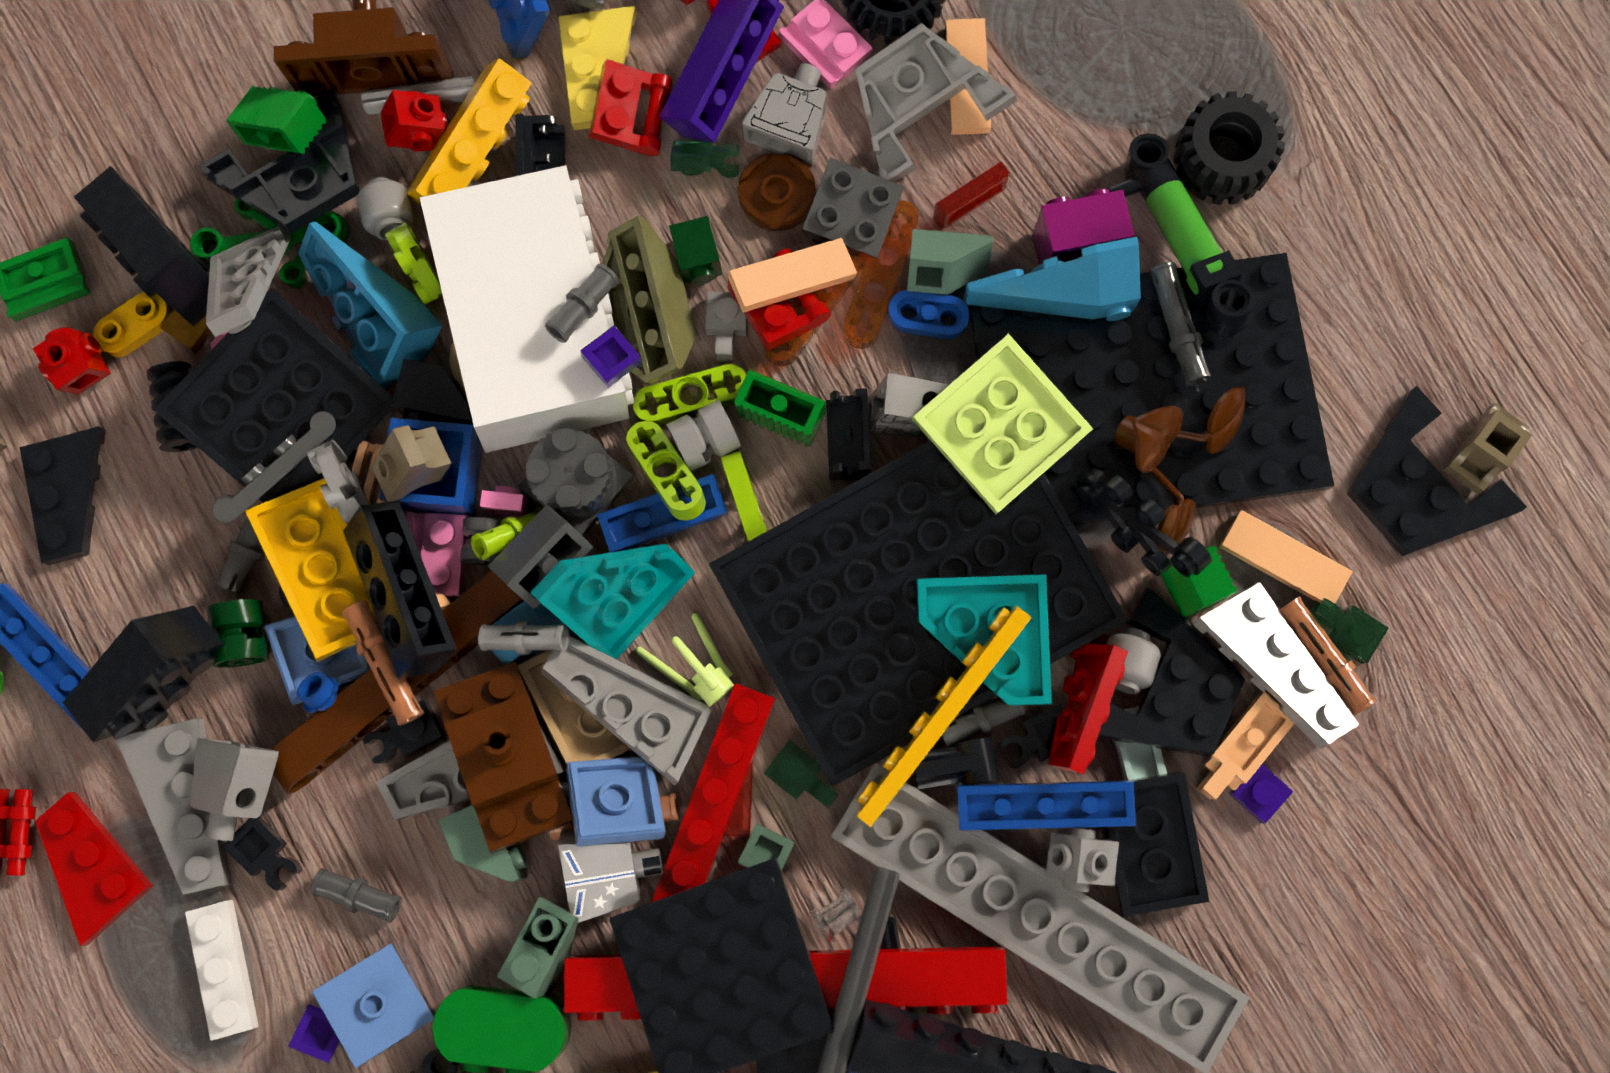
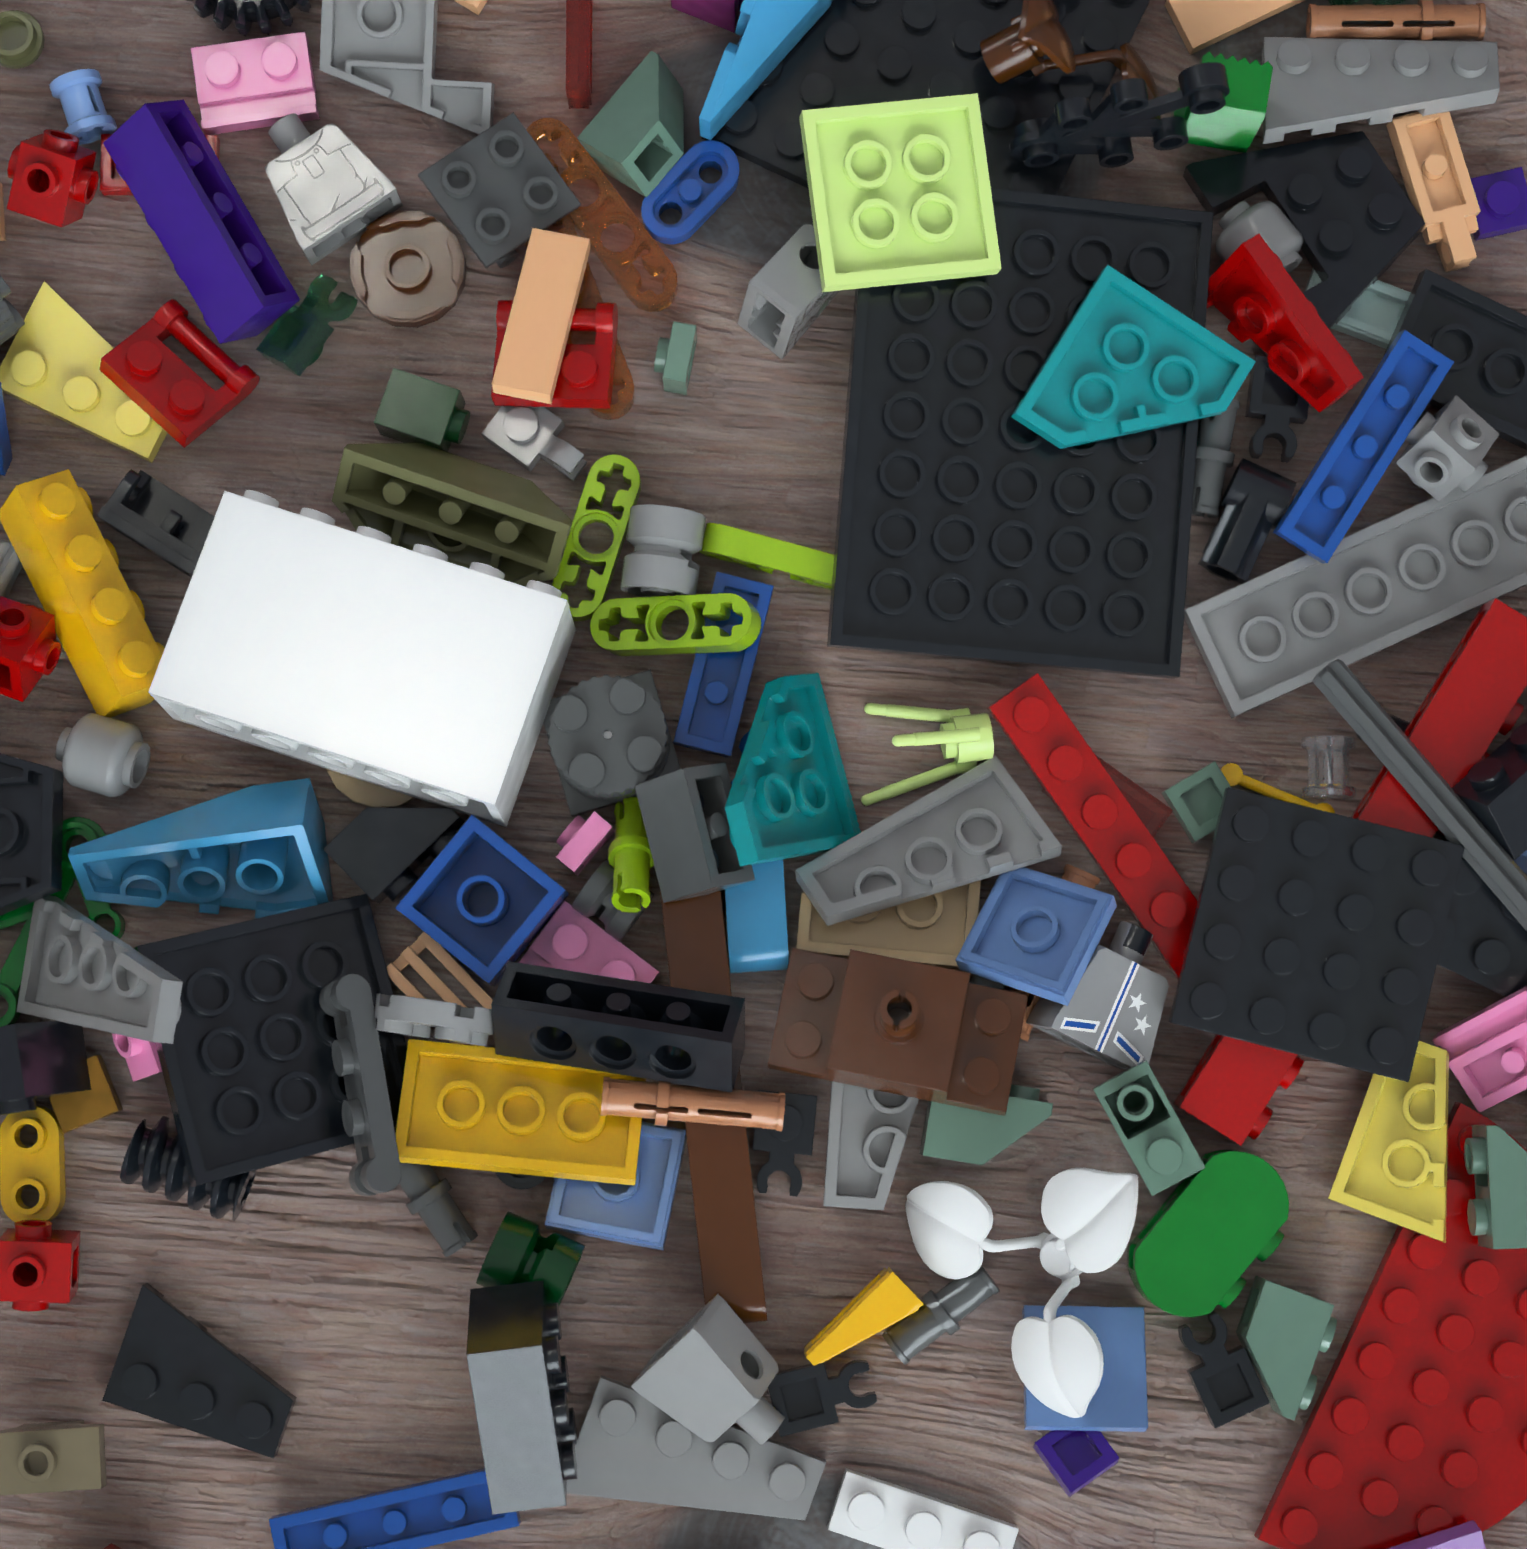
camera: 65 degrees left, 5 degrees up
(317, 692) = (664, 1204): blue plate -> none
(334, 854) = (874, 1308): none -> yellow slope
(410, 461) = (478, 913): dark tan brick -> none
(414, 262) = (209, 758): lime plate -> none
(440, 948) = (1089, 1229): none -> white plant
(523, 637) = (775, 916): light grey pin -> none
(581, 303) = (426, 579): dark grey pin -> none
(610, 356) = (518, 587): dark purple plate -> none
(779, 408) = (692, 440): green brick -> none
(796, 860) = (1235, 776): none -> yellow hinge
(797, 773) = (1134, 709): clear green plate -> none
(825, 370) = (676, 357): none -> sand green plate
(848, 435) = (776, 383): black hinge -> none
(929, 728) = (1183, 467): yellow plate -> none

